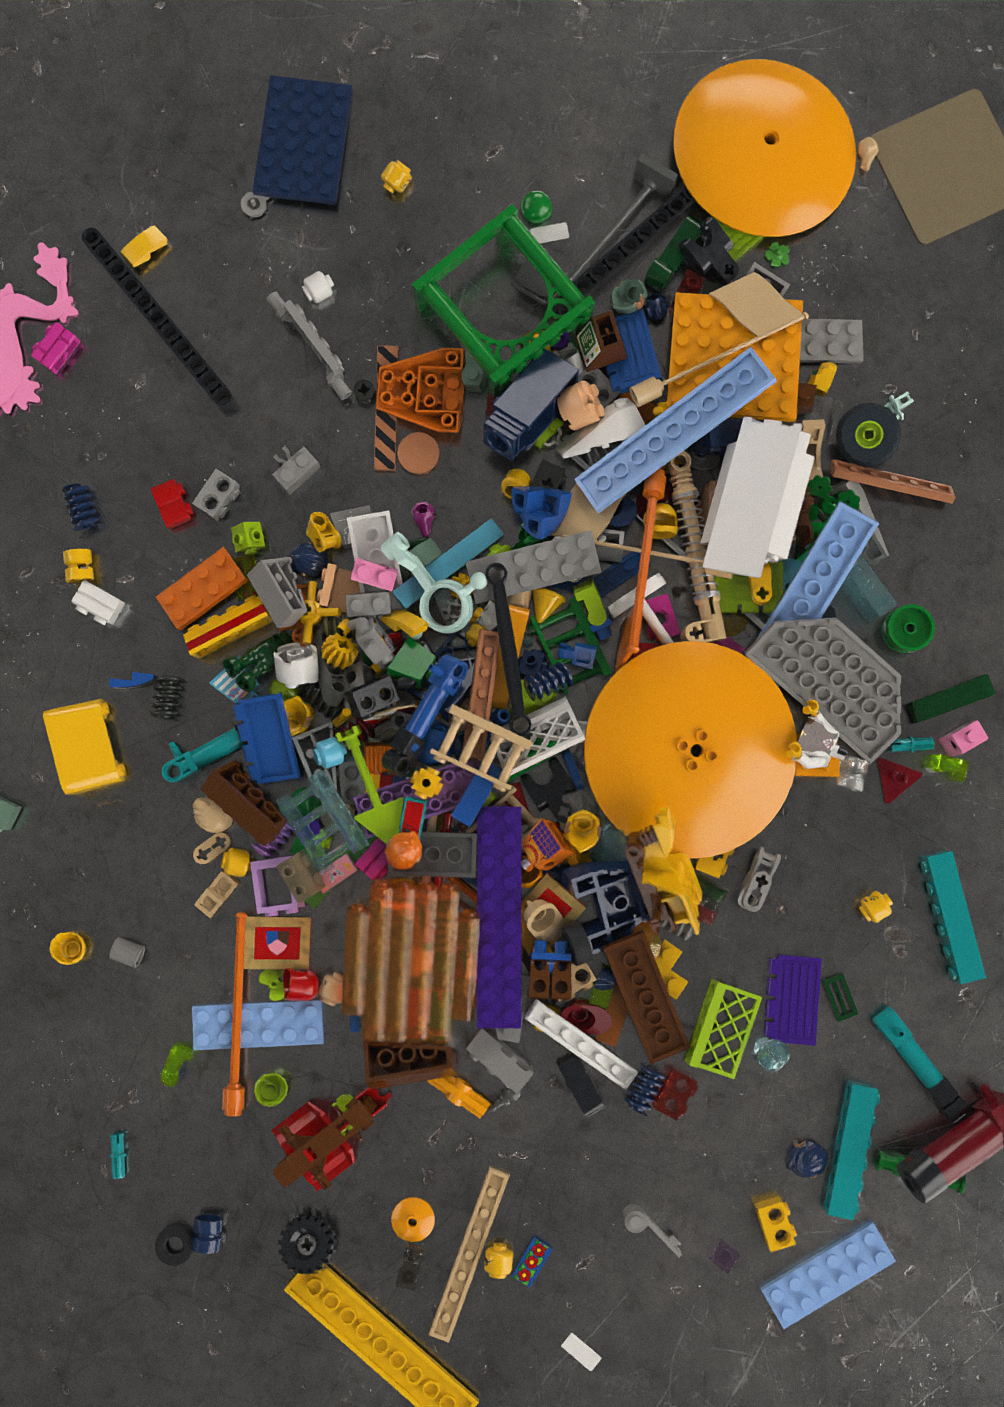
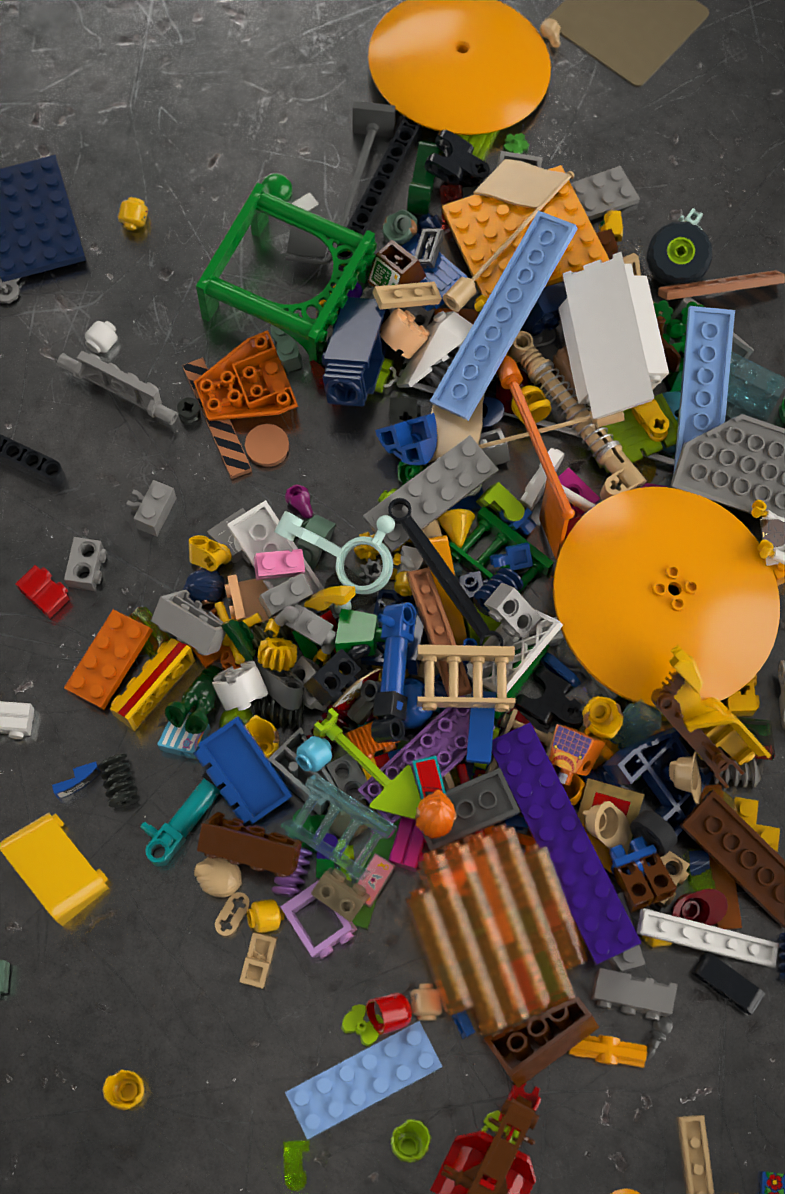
camera: 25 degrees left, 15 degrees down
(127, 952) = (189, 1065): light grey piece -> none
(248, 537) = (134, 589): lime brick -> none
(261, 945) = (330, 990): flag -> none
(315, 624) = (241, 637): none -> dark green tile
(344, 717) = (310, 719): yellow bar -> none
(435, 786) = (424, 744): yellow brick -> none
(450, 561) = (345, 529): medium azure tile -> none
(514, 478) = (368, 430): yellow head -> none
(548, 706) = (514, 608): none -> light grey brick
(597, 373) = (407, 295): none -> tan plate
(618, 573) = (517, 467): blue tile -> none
(627, 913) = (687, 776): none -> tan piece
(645, 332) = (432, 247): none -> dark grey tile

